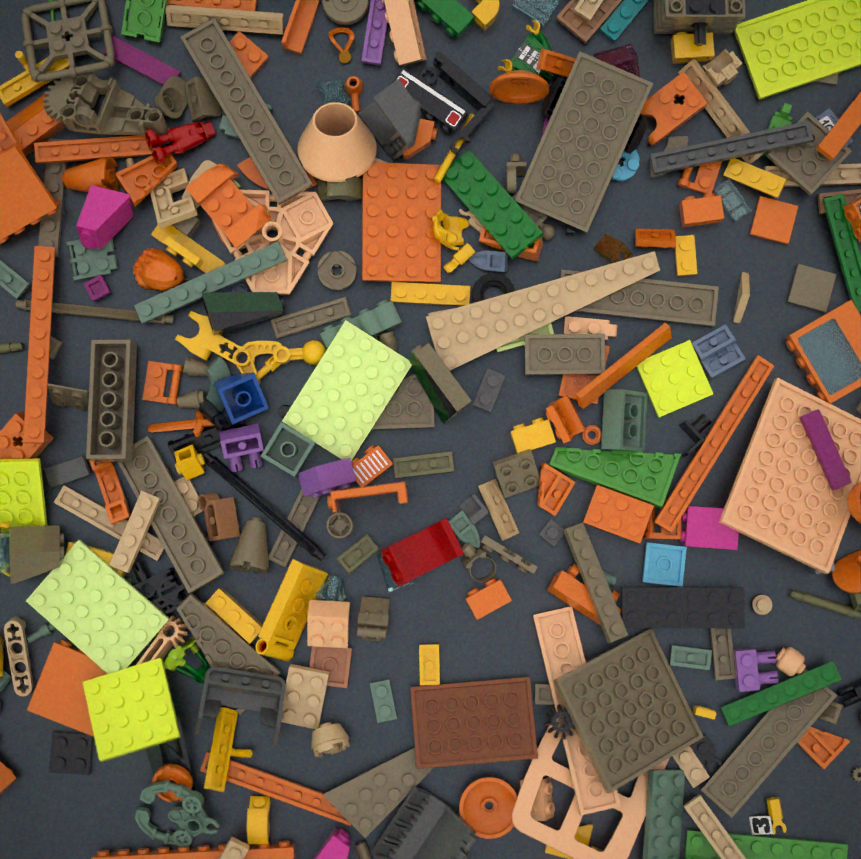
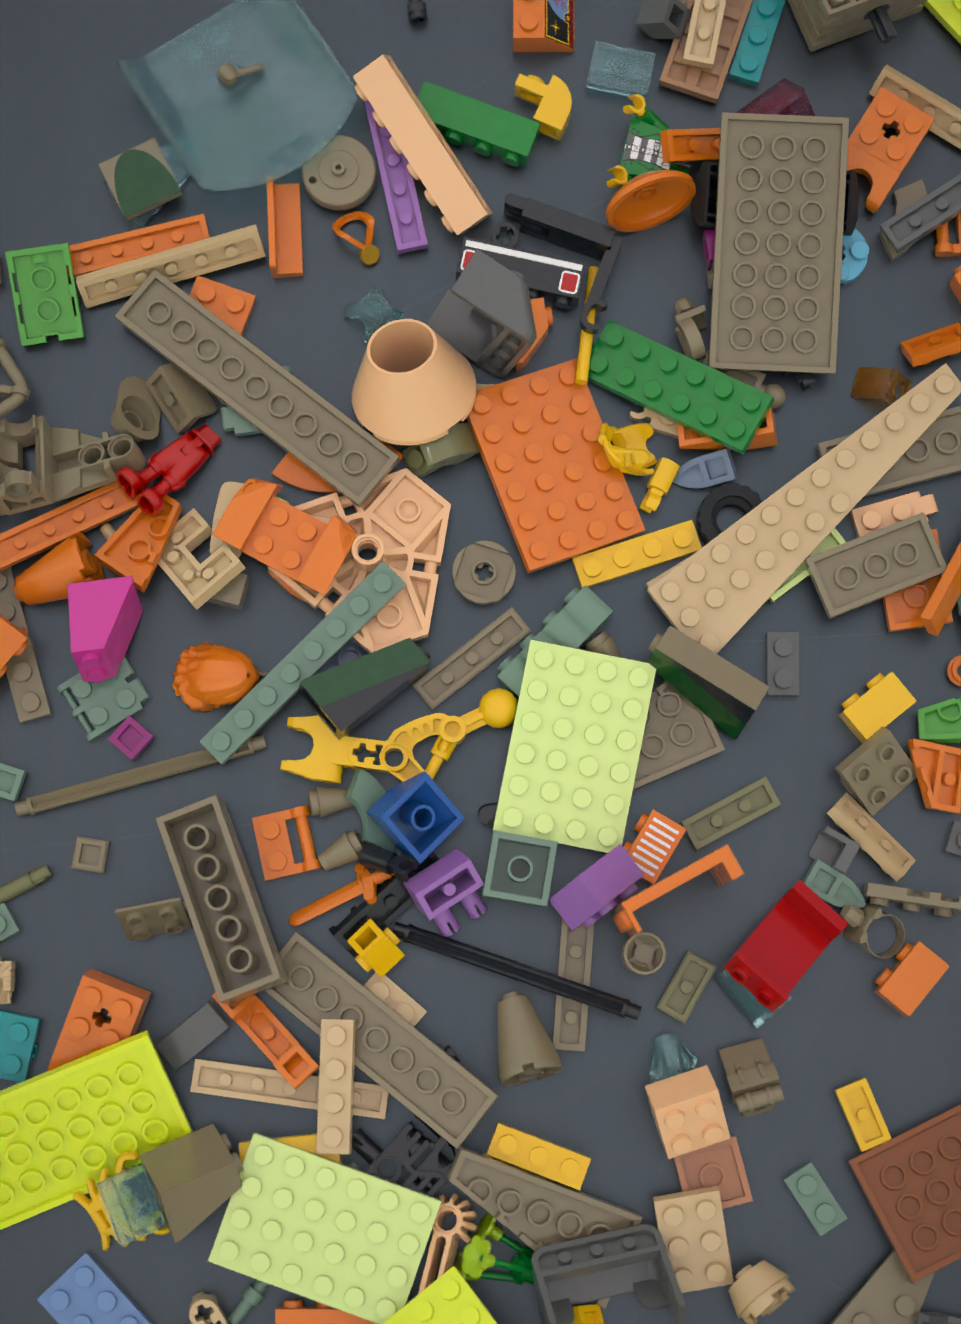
camera: 25 degrees left, 5 degrees down
(39, 345) = (79, 858): orange plate -> none
(142, 62) = (70, 376): magenta tile -> none
(187, 248) = (245, 626): yellow bracket -> none
(219, 516) = (454, 1012): medium nougat hinge -> none
(290, 611) = (620, 1115): yellow hinge -> none
(354, 91) = (404, 299): orange bar -> none
(564, 418) = (915, 661): orange bracket -> none
(684, 50) = (866, 56): yellow brick -> none
(723, 68) = (933, 62): tan hair -> none

